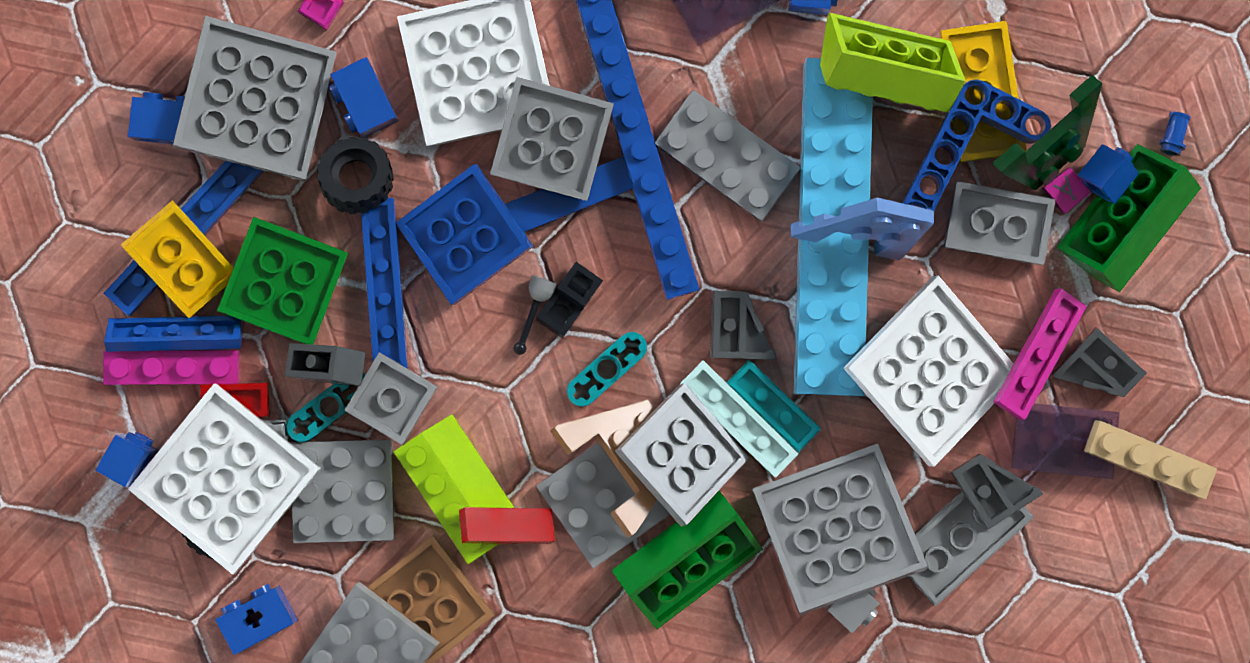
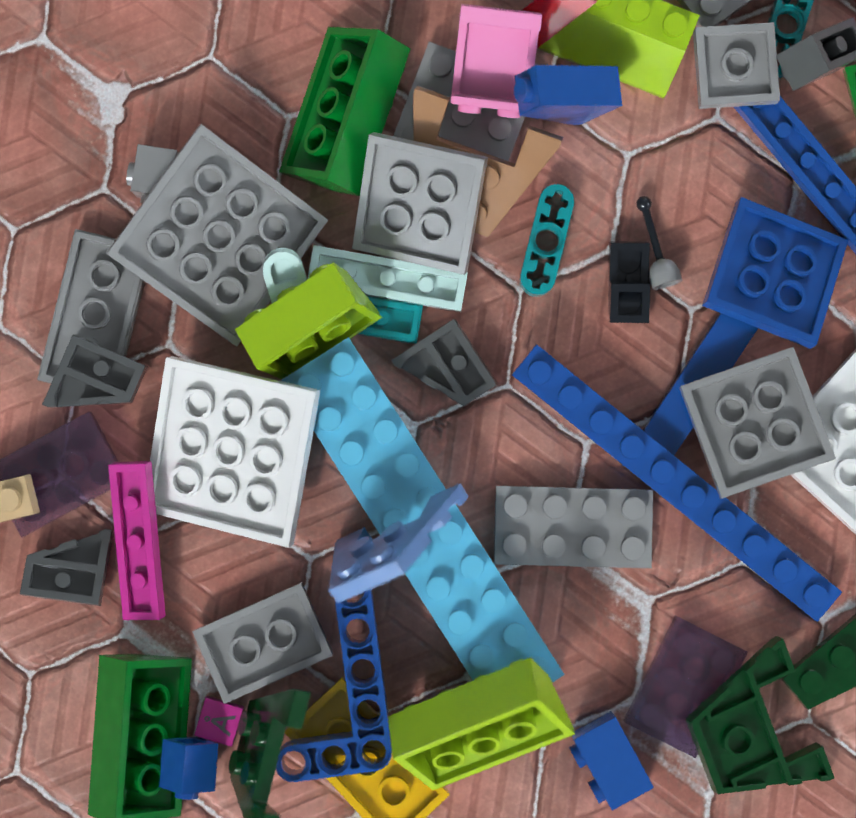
camera: 150 degrees right, 0 degrees up
(527, 458) = (567, 92): none -> blue slope
(560, 517) = (489, 55): none -> bright pink panel
(809, 470) = (282, 270): none -> light aqua plate
(819, 424) = (306, 321): none -> lime slope

